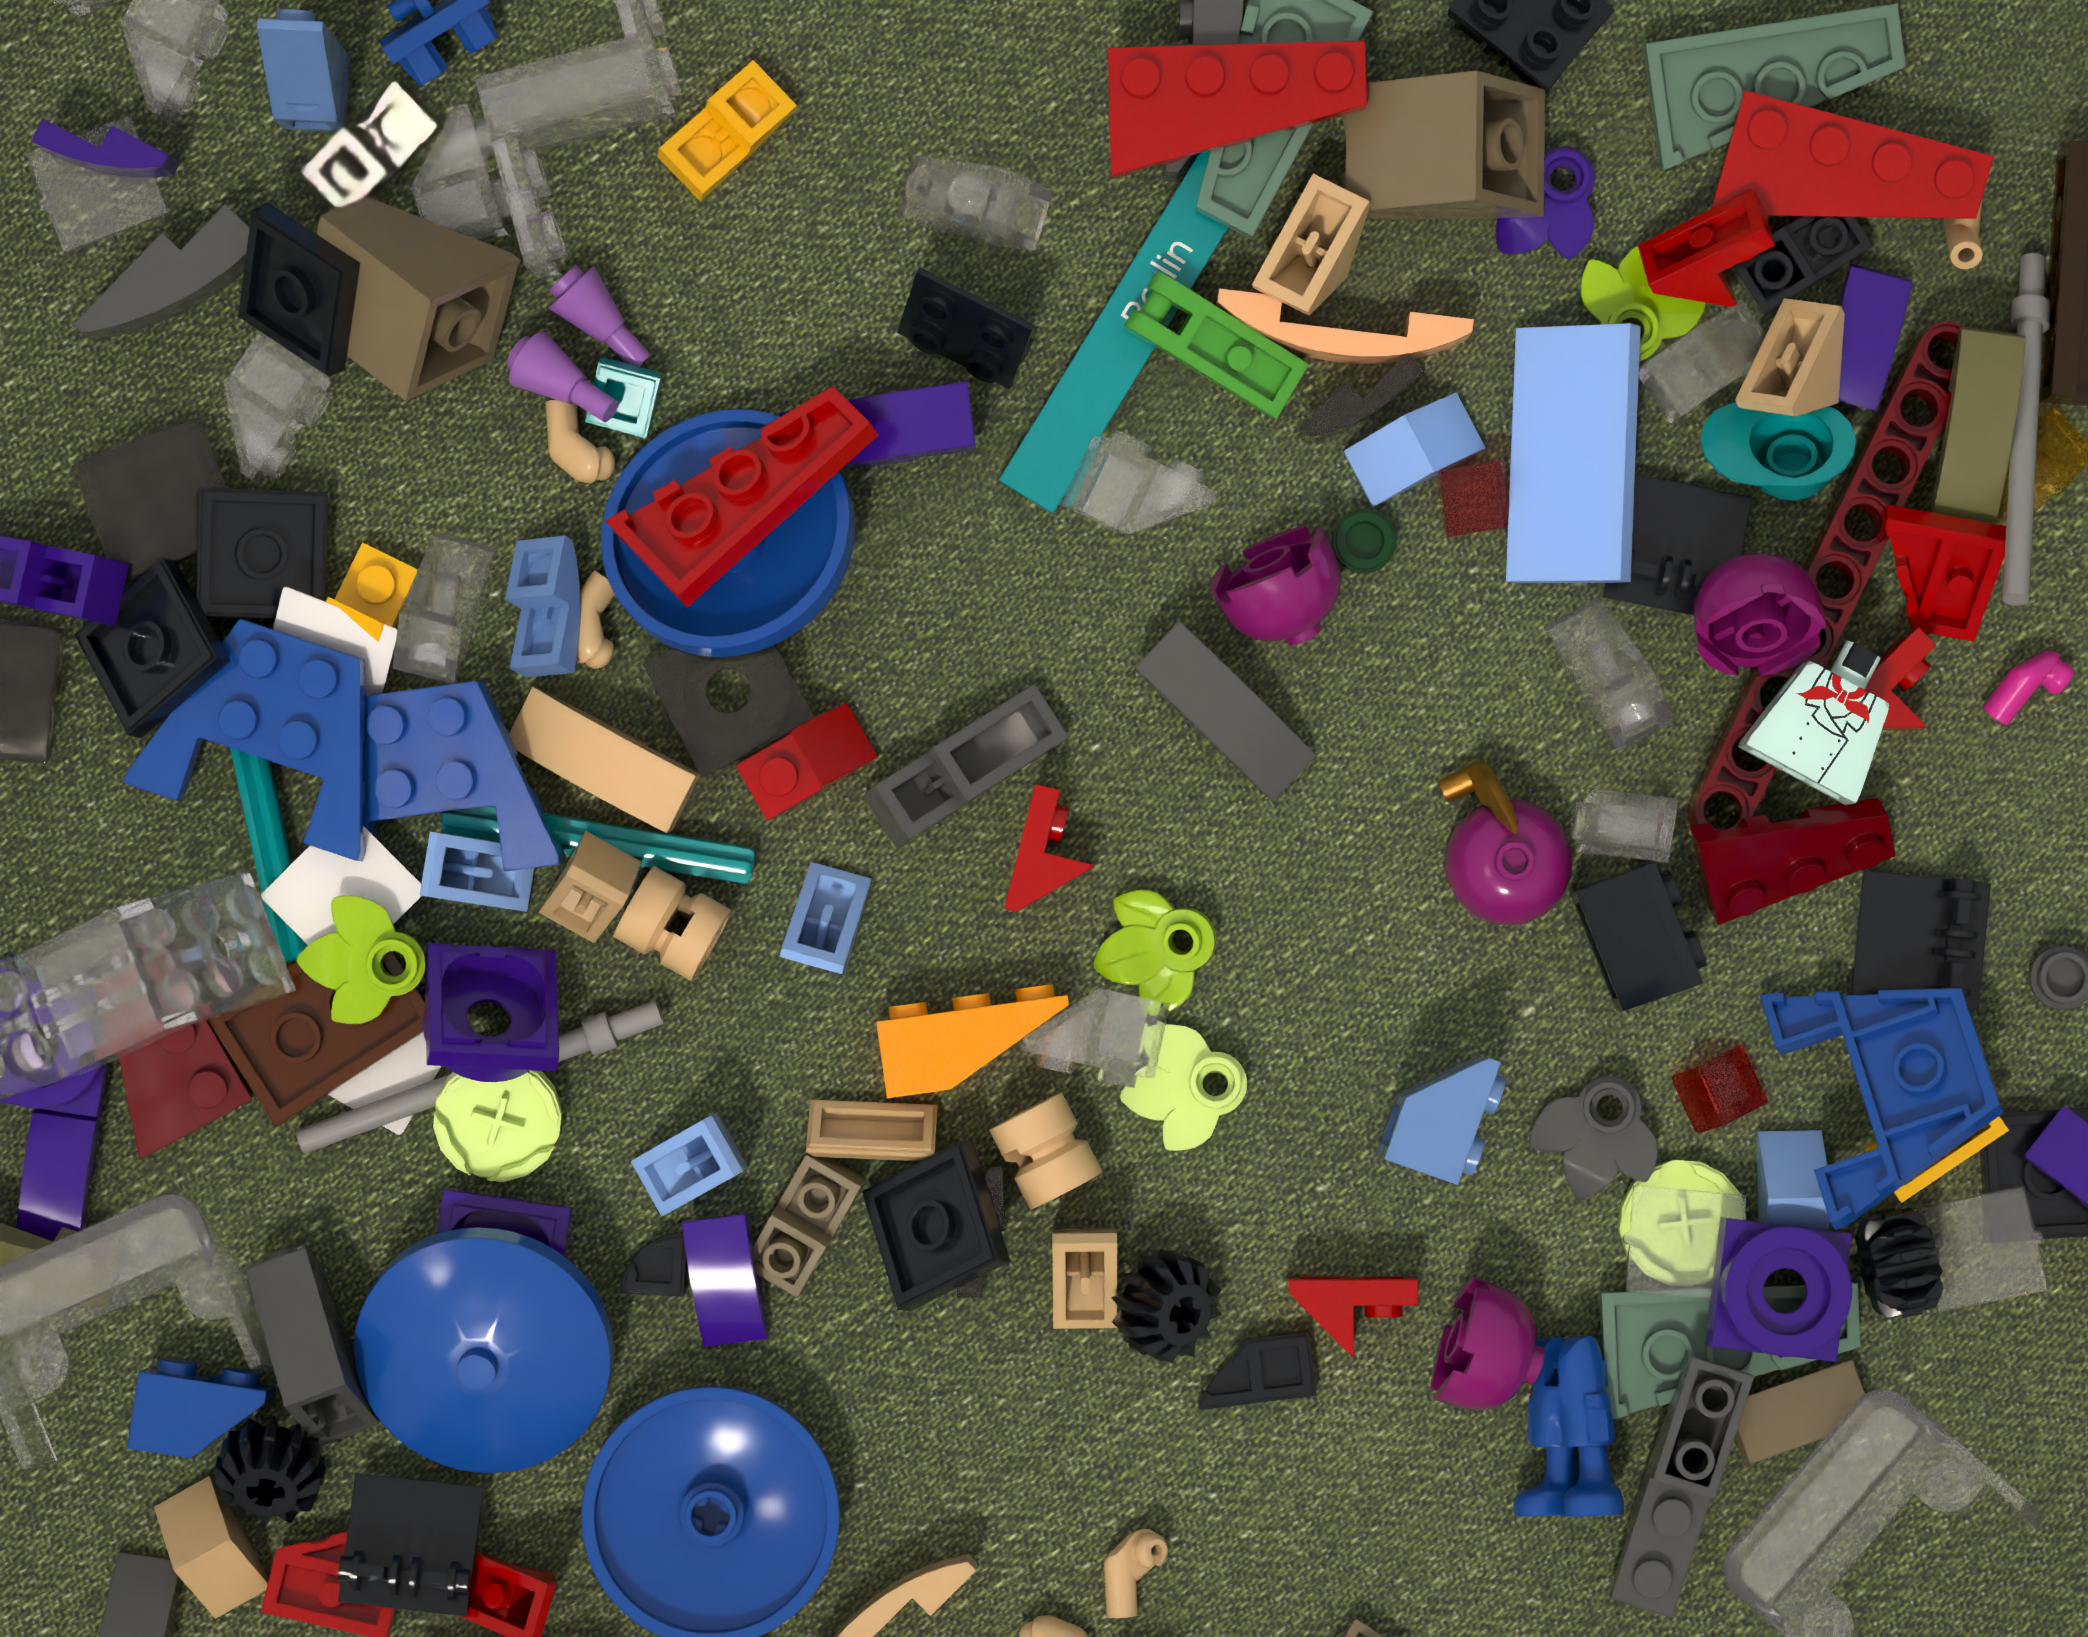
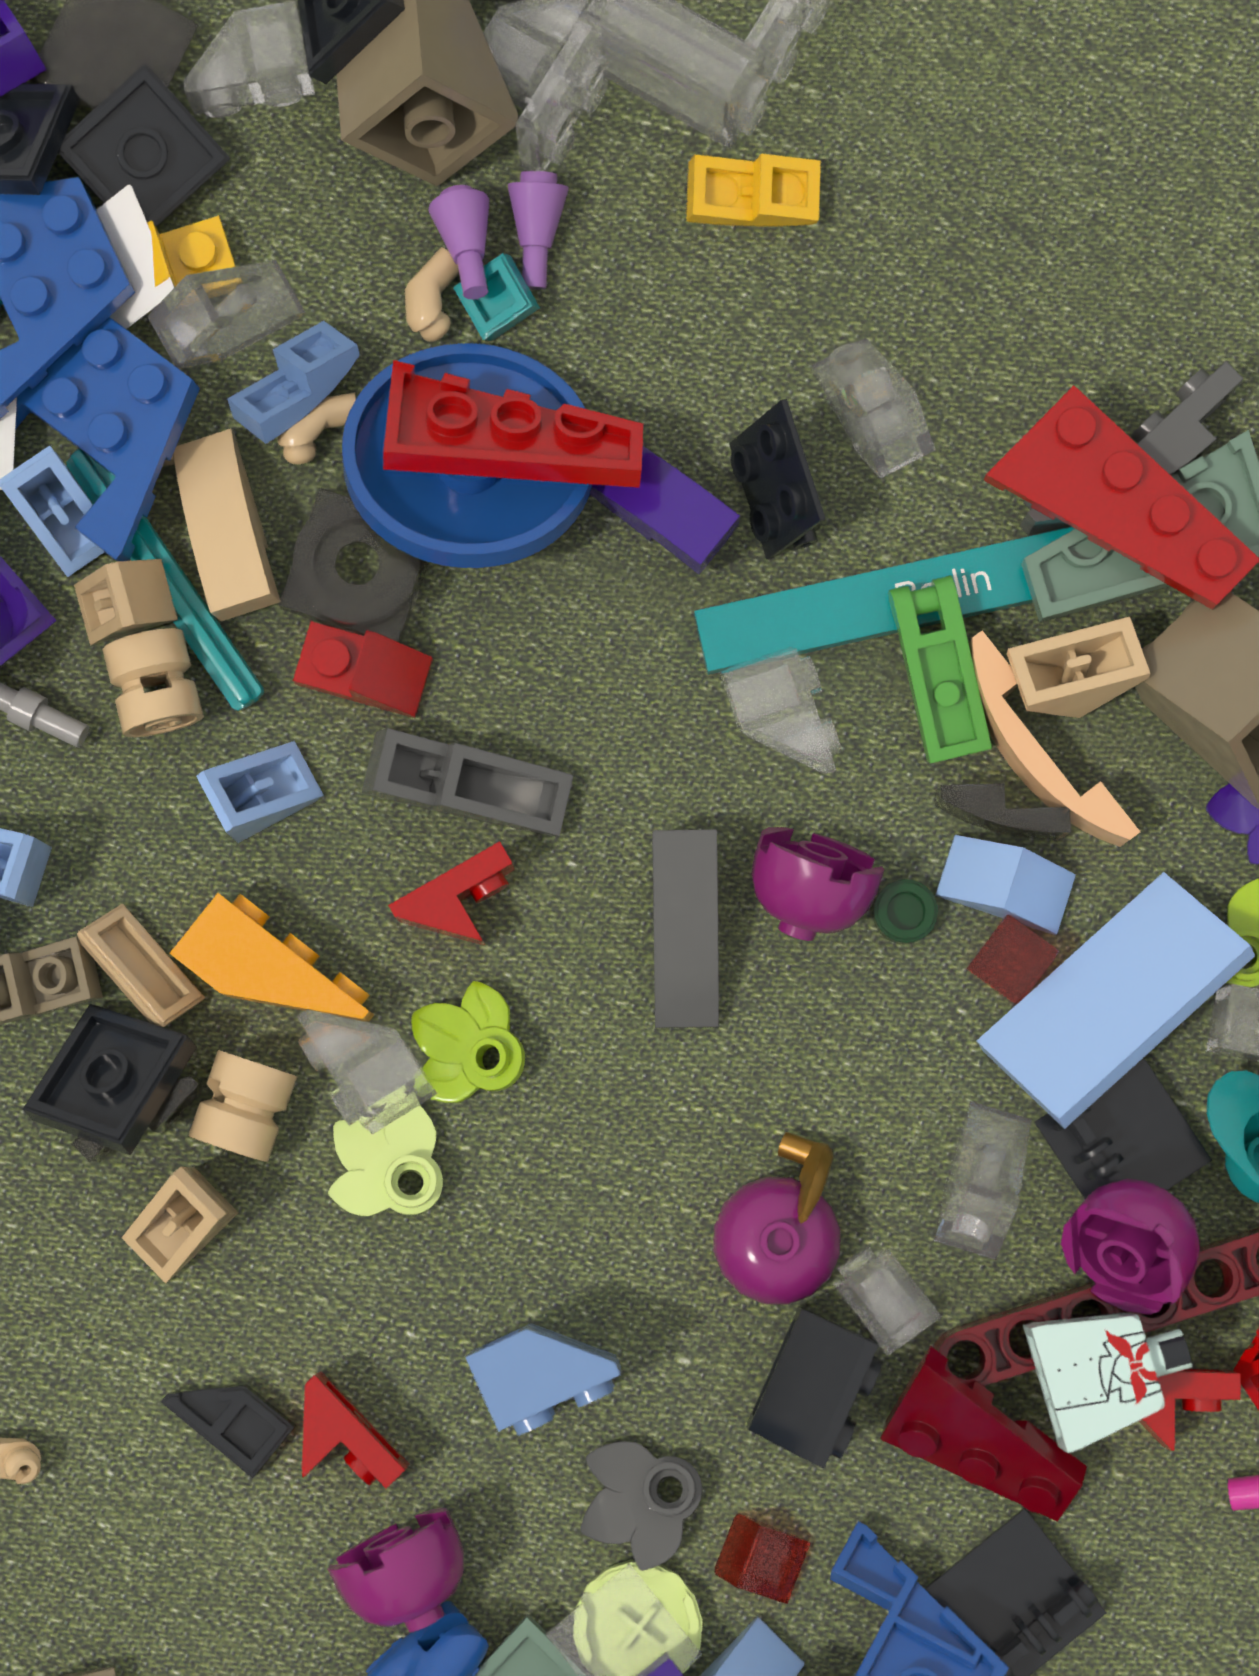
camera: 45 degrees right, 5 degrees down
(1166, 1305) = (211, 1303): black gear -> none

